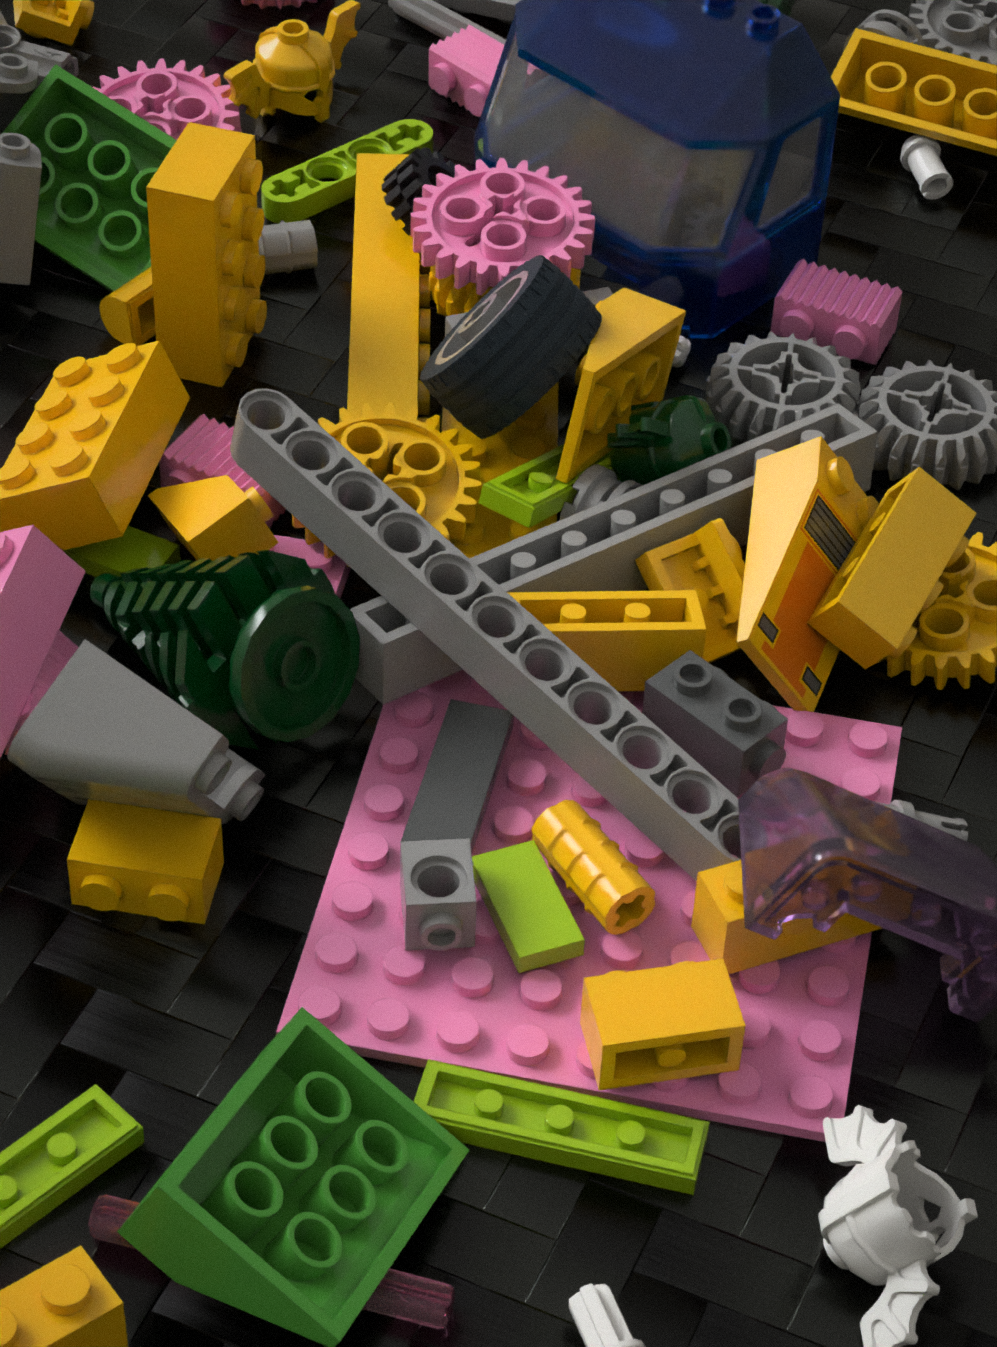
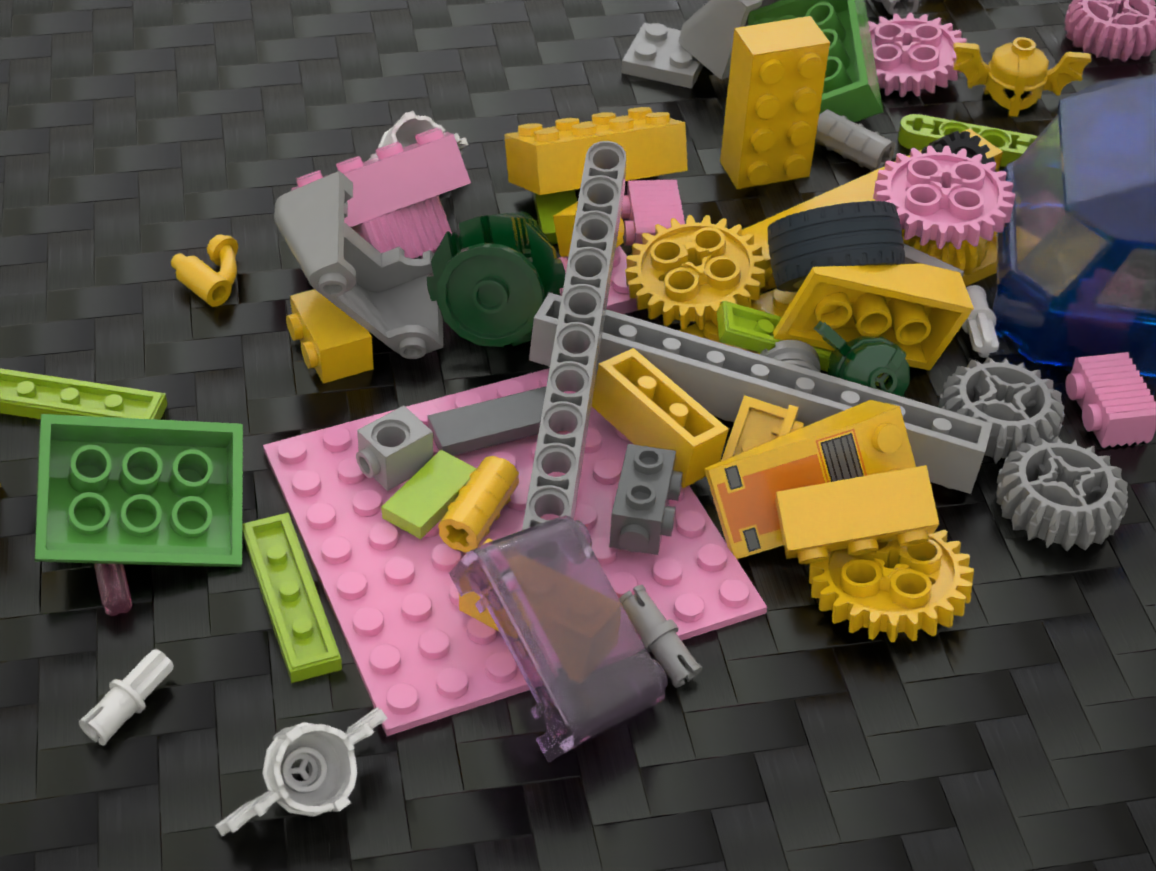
camera: 55 degrees right, 0 degrees up
(661, 1023) = (378, 590): yellow brick -> none

